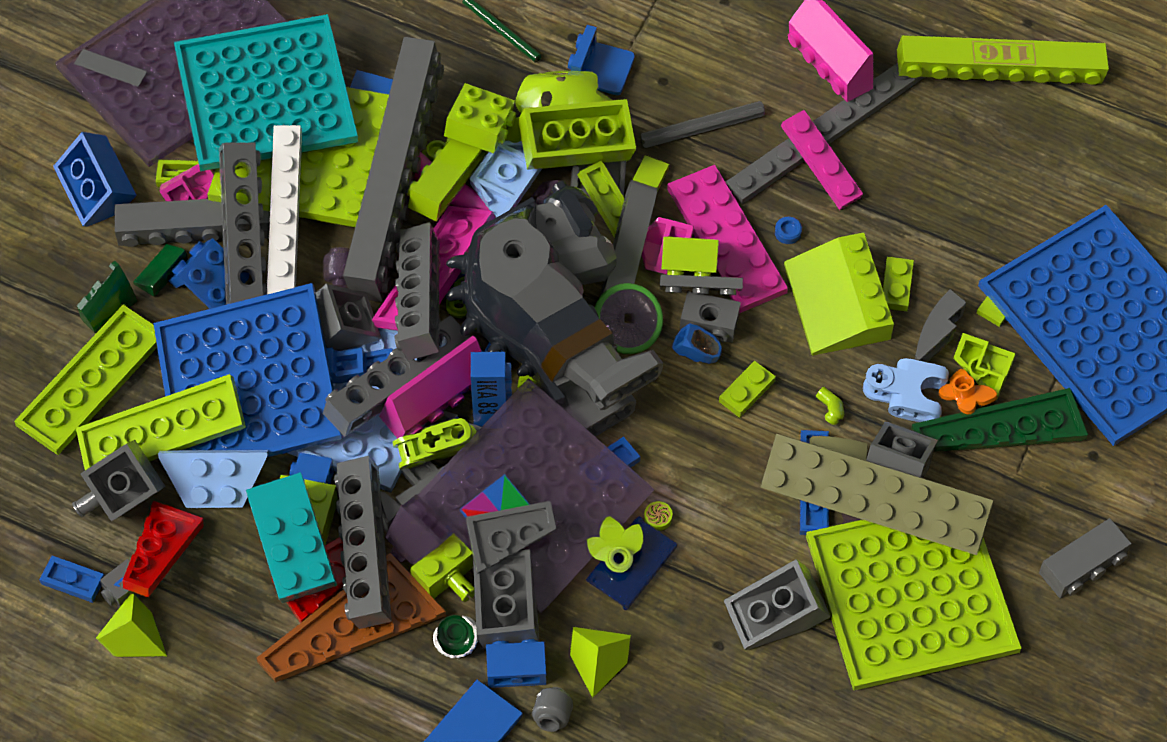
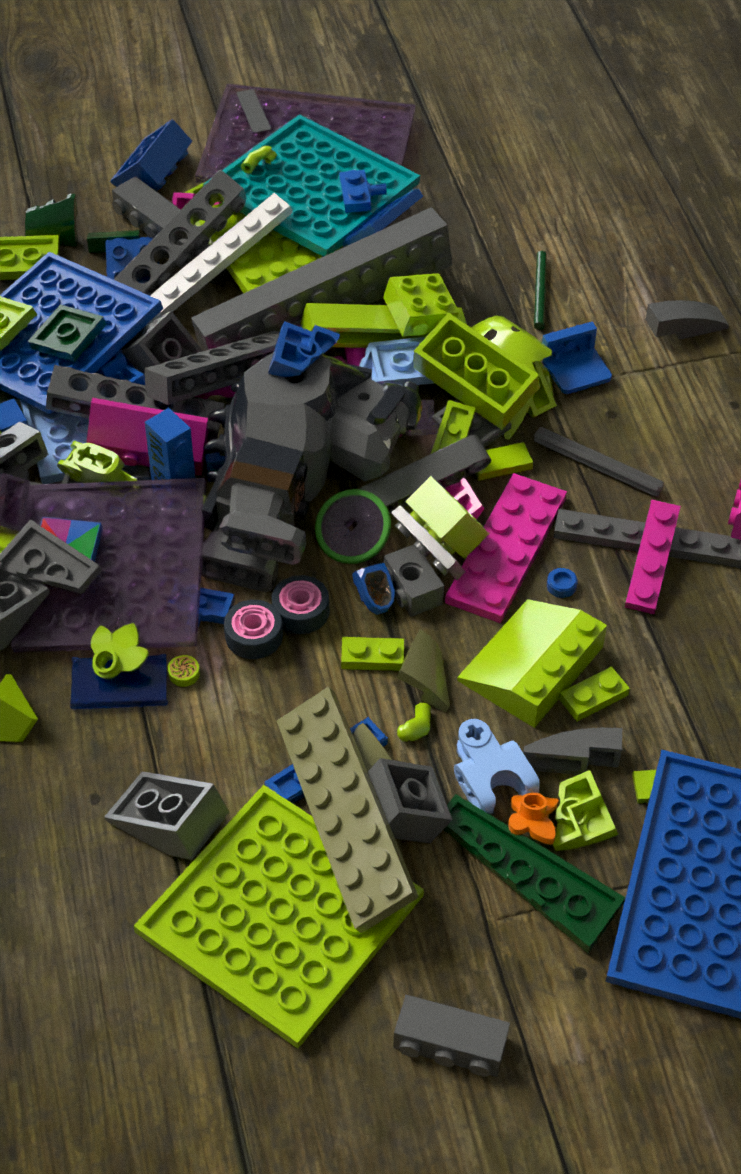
camera: 50 degrees right, 10 degrees down
(209, 100) = (256, 156): none -> lime arm
(281, 369) = (67, 333): none -> dark green plate
(313, 68) = (358, 191): none -> blue plate
(364, 75) = (384, 217): none -> blue tile
(497, 229) = (299, 349): none -> blue slope
(665, 460) = (253, 629): none -> black wheel
(669, 388) = (301, 603): none -> wheel
(793, 367) = (425, 671): none -> olive slope

